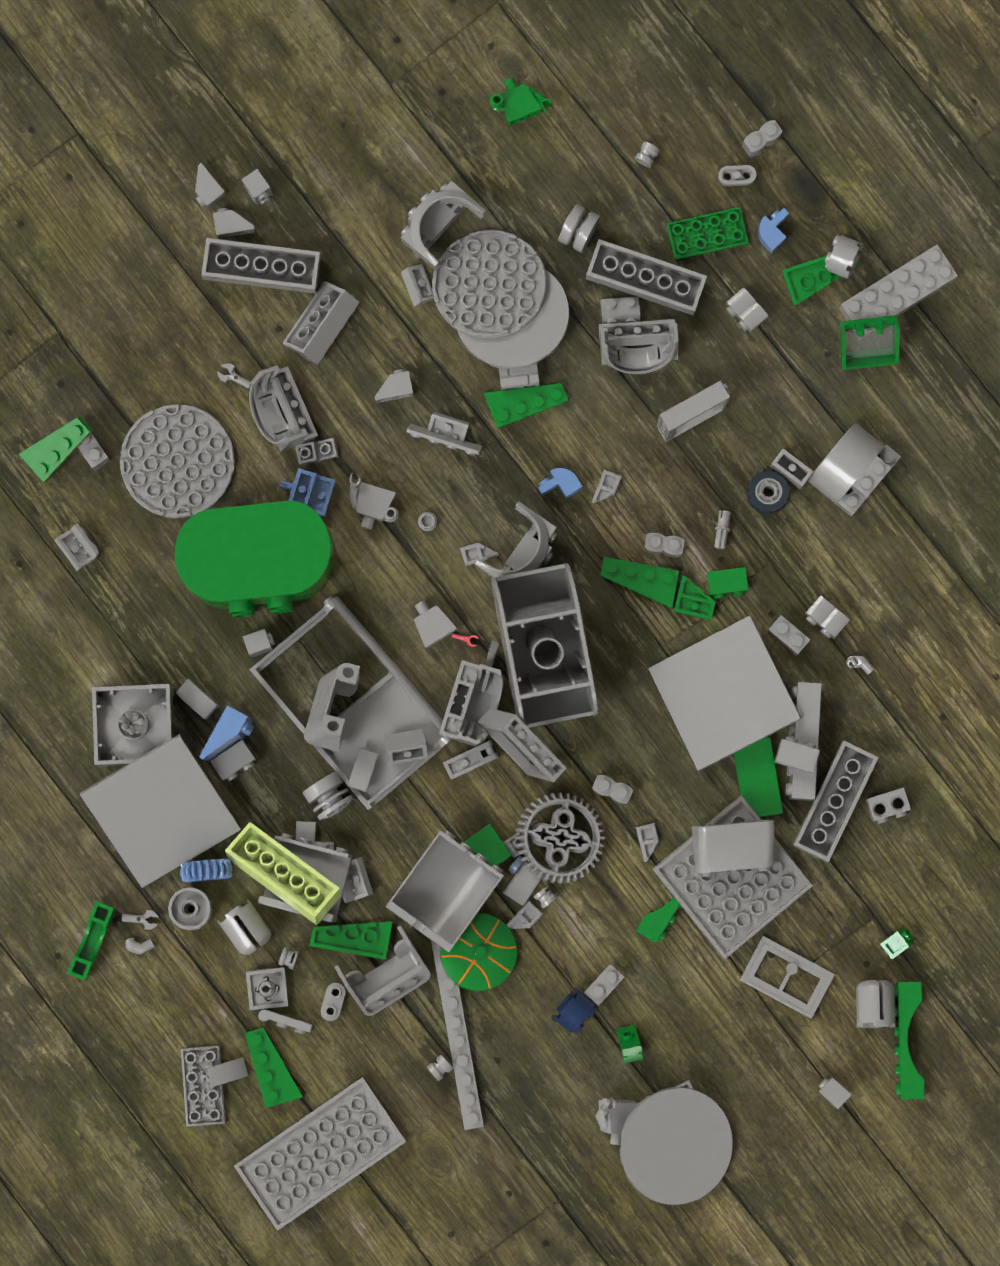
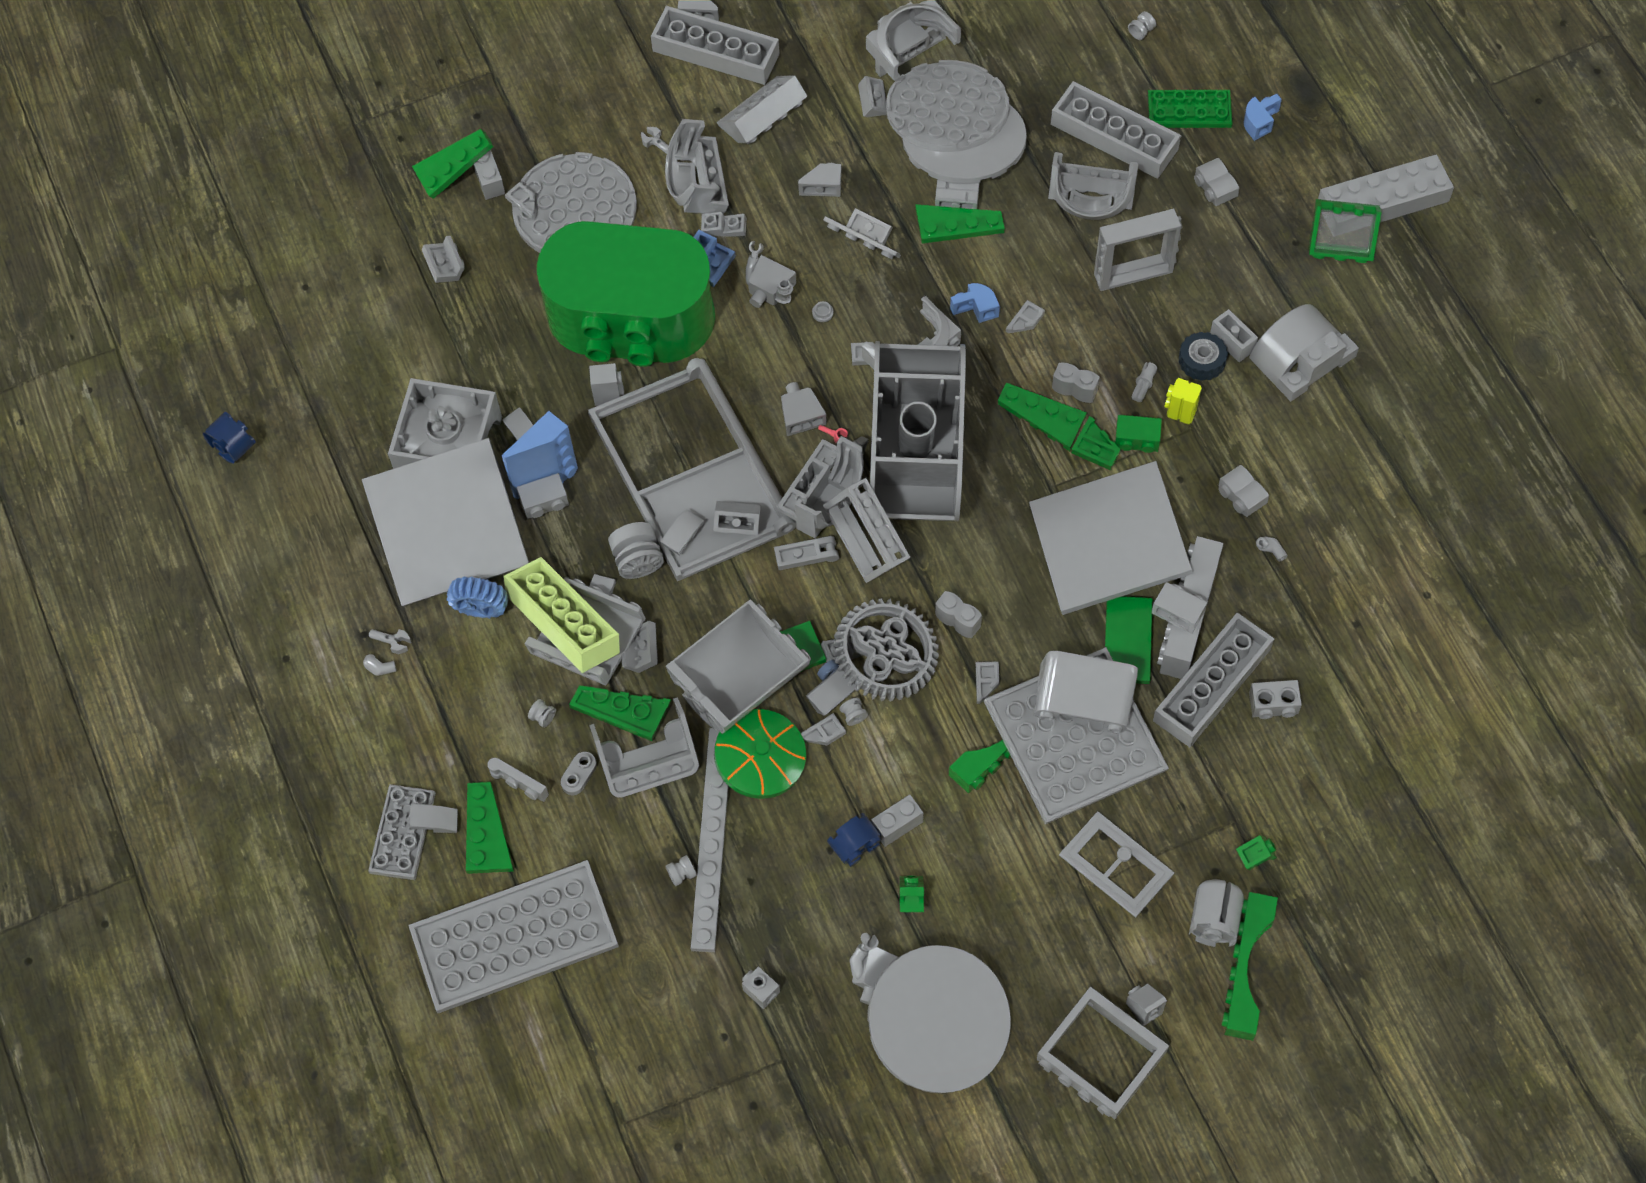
camera: 15 degrees right, 20 degrees down
(92, 941) = (342, 628): green arch -> none
(130, 468) = (523, 199): none -> light grey tile
(179, 906) = (447, 636): light grey wheel -> none
(237, 933) = (487, 659): light grey cylinder -> none
(267, 988) = (508, 742): light grey plate -> none
(339, 681) = (683, 440): light grey windscreen -> none
(528, 1149) = (760, 987): none -> light grey brick
(580, 228) = (1054, 71): light grey wheel -> none
(620, 310) = (1081, 155): light grey bracket -> none
(736, 174) = (1232, 61): light grey plate -> none
(758, 140) = (1266, 32): light grey brick -> none
(760, 545) = (1182, 400): none -> neon yellow brick
(786, 1166) = (1126, 1024): none -> light grey window
(788, 635) = (1195, 499): light grey brick -> none
(808, 279) = (1297, 165): green wing -> none
(844, 256) = (1332, 144): light grey brick -> none

